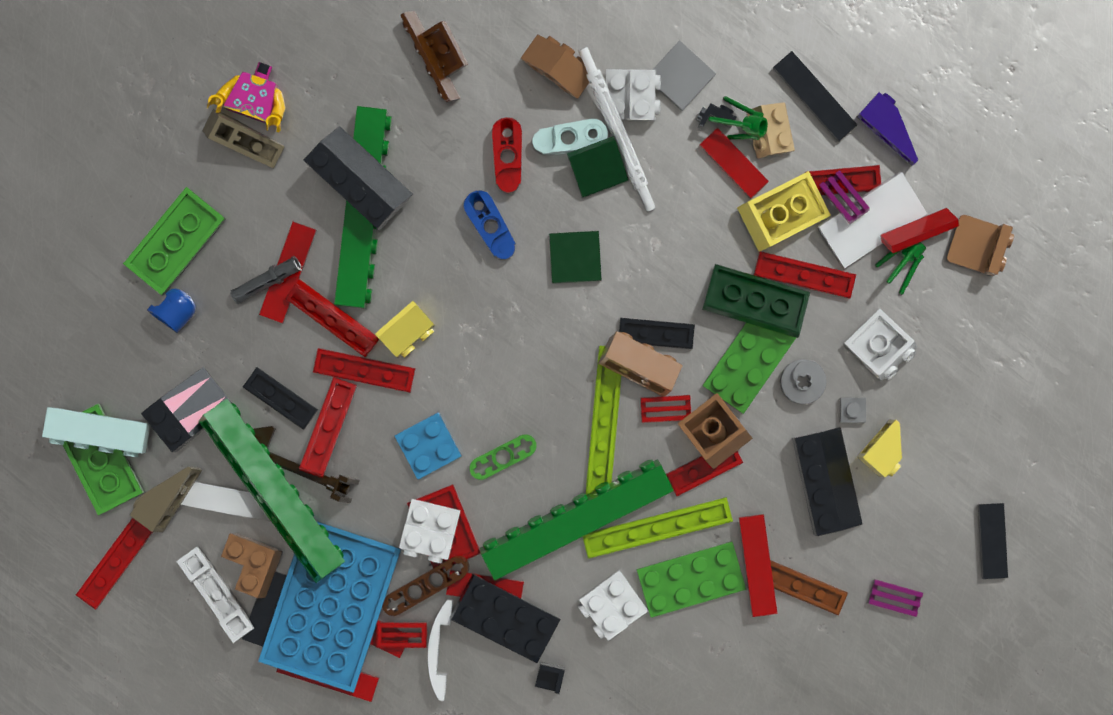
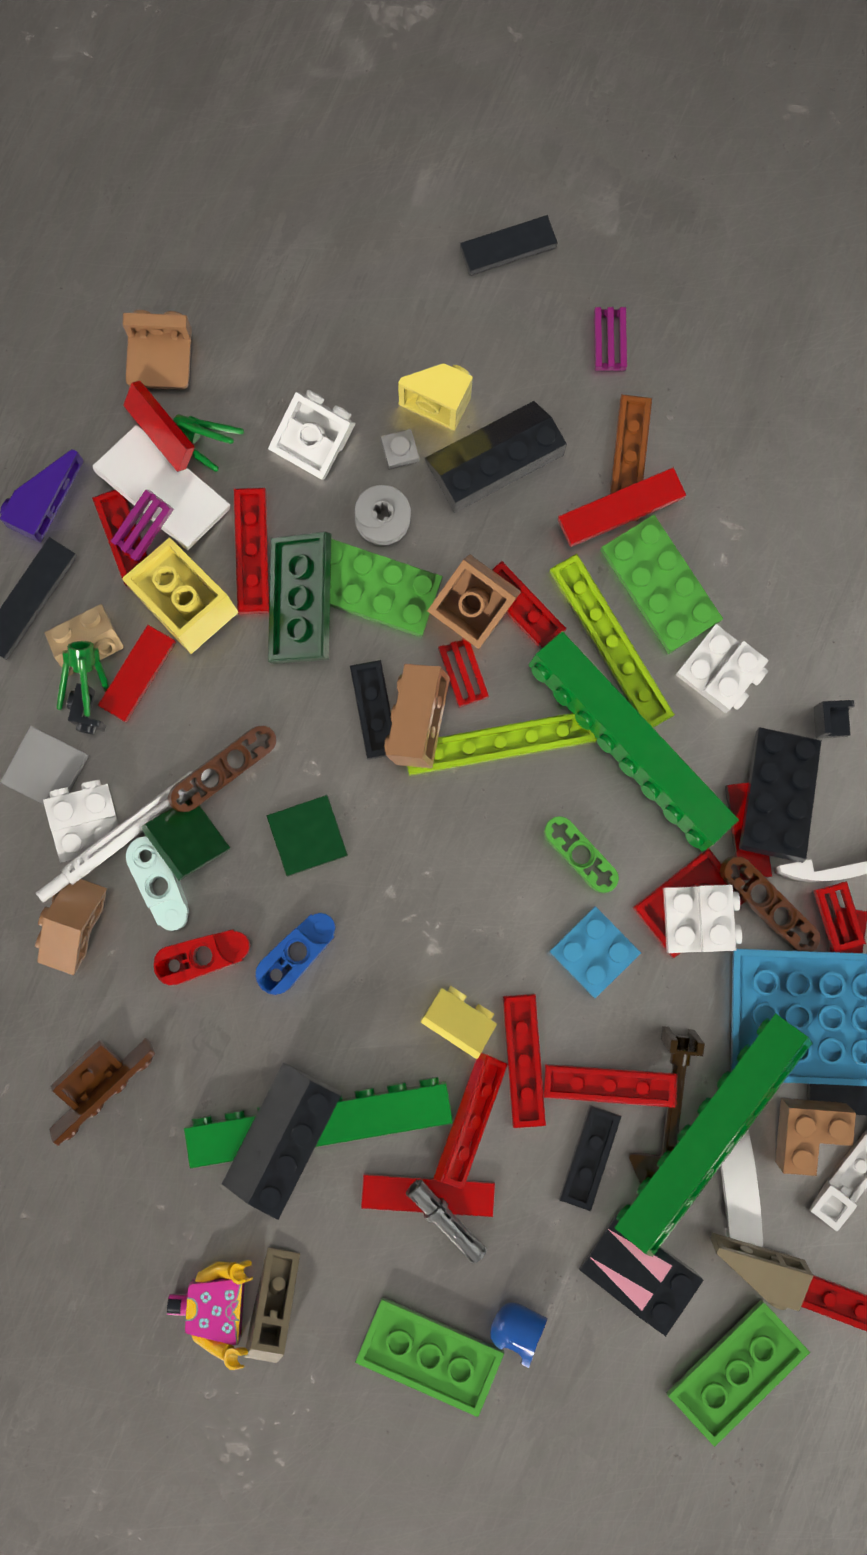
camera: 110 degrees left, 5 degrees down
(96, 430) = (705, 1390): light aqua brick -> none
(646, 206) = (222, 768): none -> reddish brown beam

